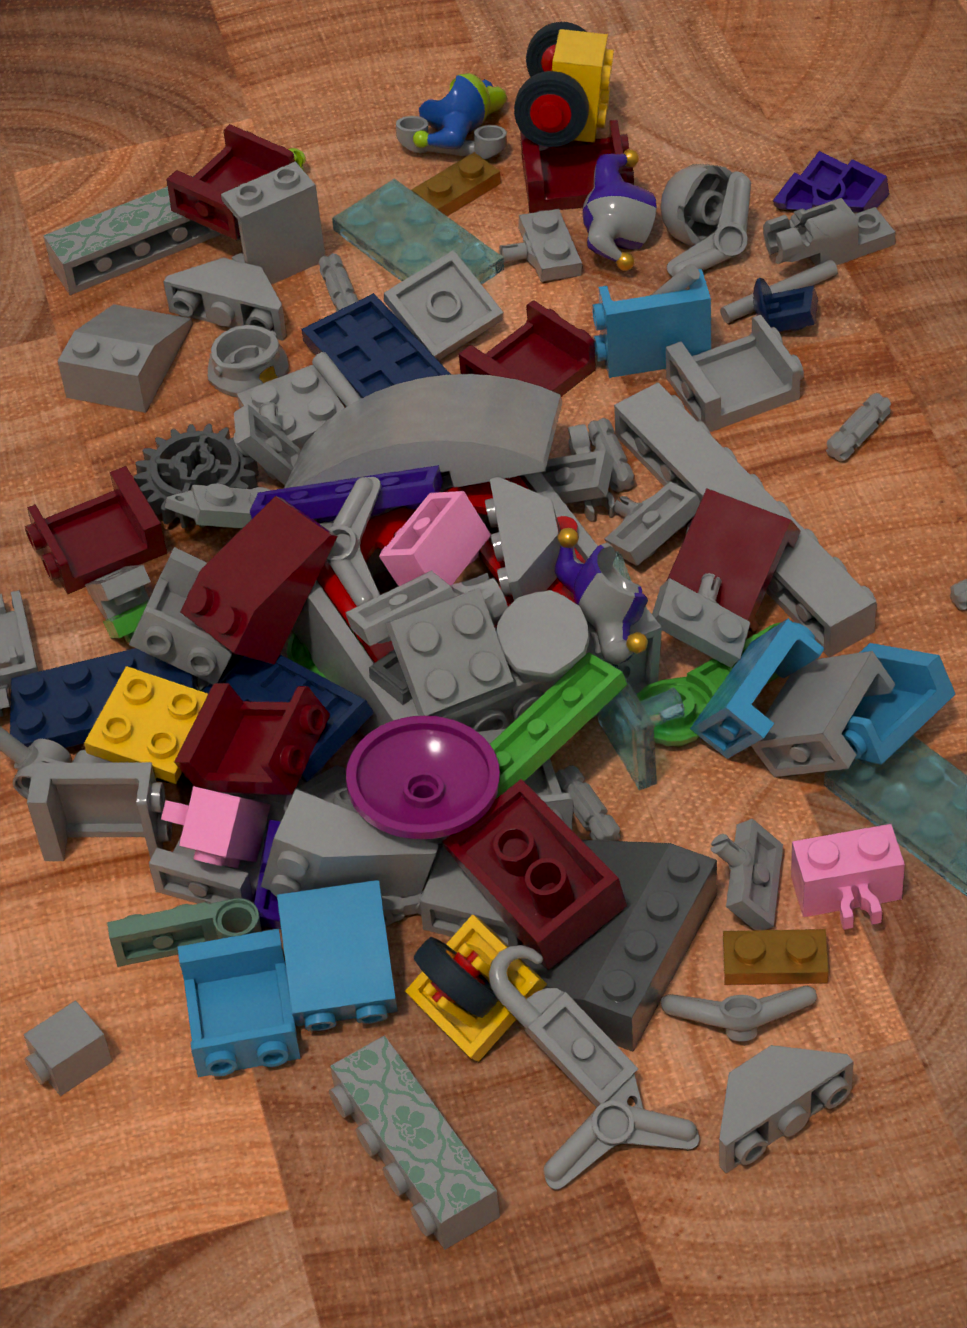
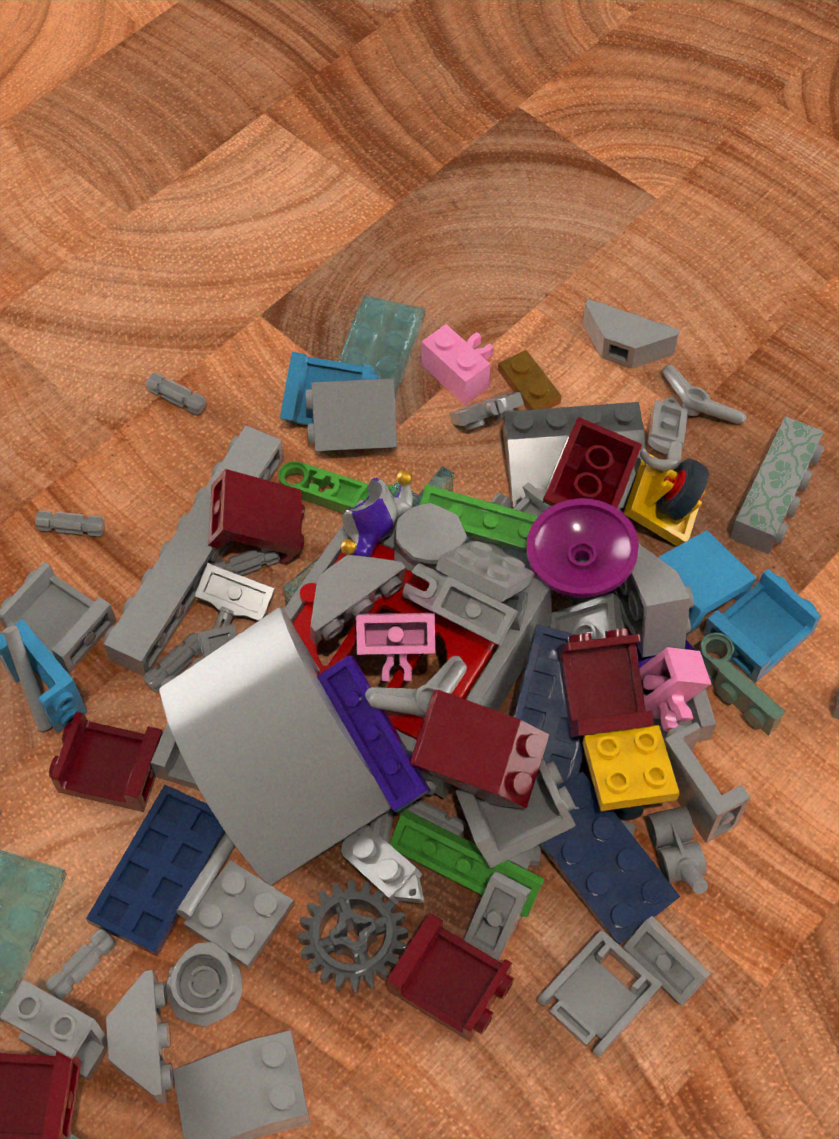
camera: 125 degrees left, 10 degrees up
(264, 440) = (305, 884): light grey plate -> none
(444, 305) = (79, 851): light grey plate -> none
(701, 620) = (322, 502): light grey plate -> none
(729, 718) = (361, 447): dark azure panel -> none
(740, 1012) = (580, 371): light grey piece -> none

